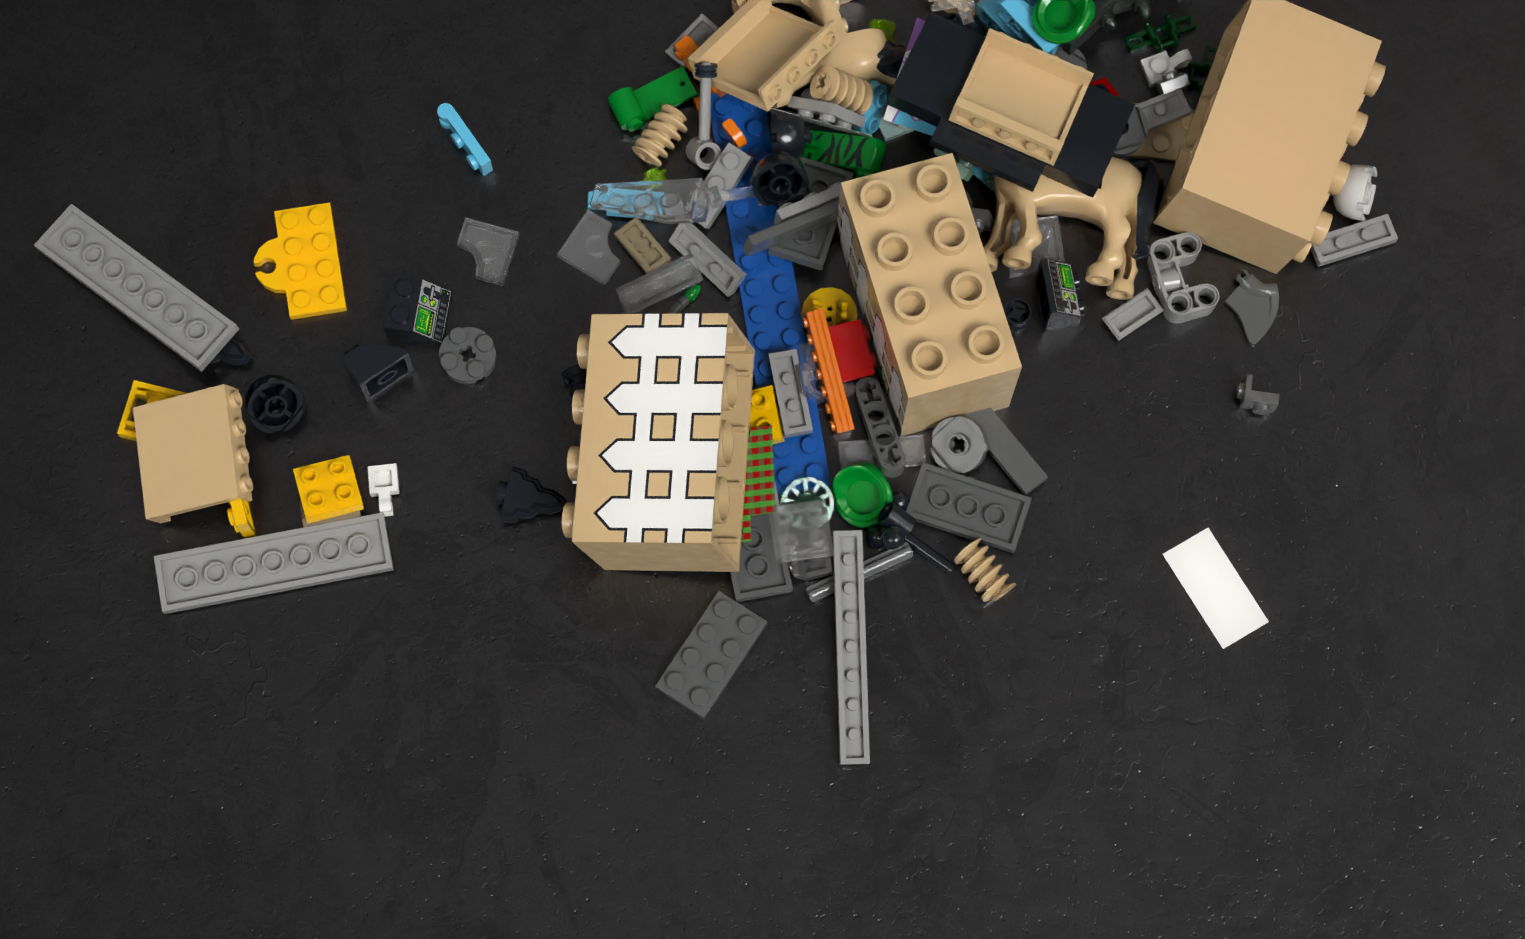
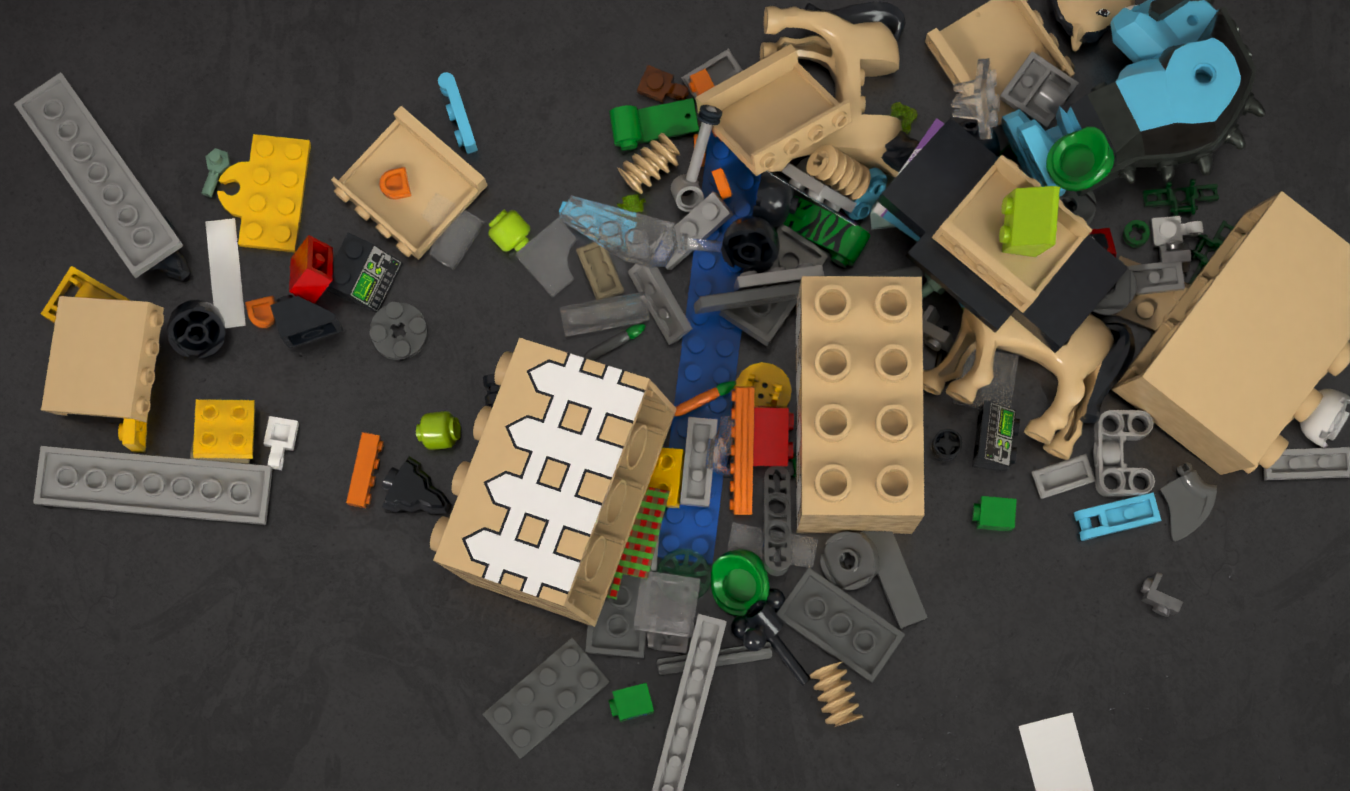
camera: 20 degrees right, 5 degrees up
(247, 247) = (217, 163): none -> sand green piece
(284, 344) = (225, 271): none -> white sticker
(331, 373) = (260, 311): none -> orange tile
(368, 316) = (311, 269): none -> red brick
(424, 220) = (395, 184): none -> orange tile
(428, 212) = (429, 169): none -> tan panel
(473, 492) = (364, 469): none -> orange piece
(534, 434) = (438, 430): none -> lime head
(546, 233) = (509, 230): none -> lime head
(645, 64) = (659, 84): none -> reddish brown plate
(779, 332) = (704, 398): none -> orange piece
(794, 634) = (631, 702): none -> green brick
(1035, 78) = (1029, 220): none -> lime slope
(1080, 364) = (995, 513): none -> green brick
(1130, 87) = (1144, 237): none -> green bush
(1194, 336) = (1118, 516): none -> medium azure plate

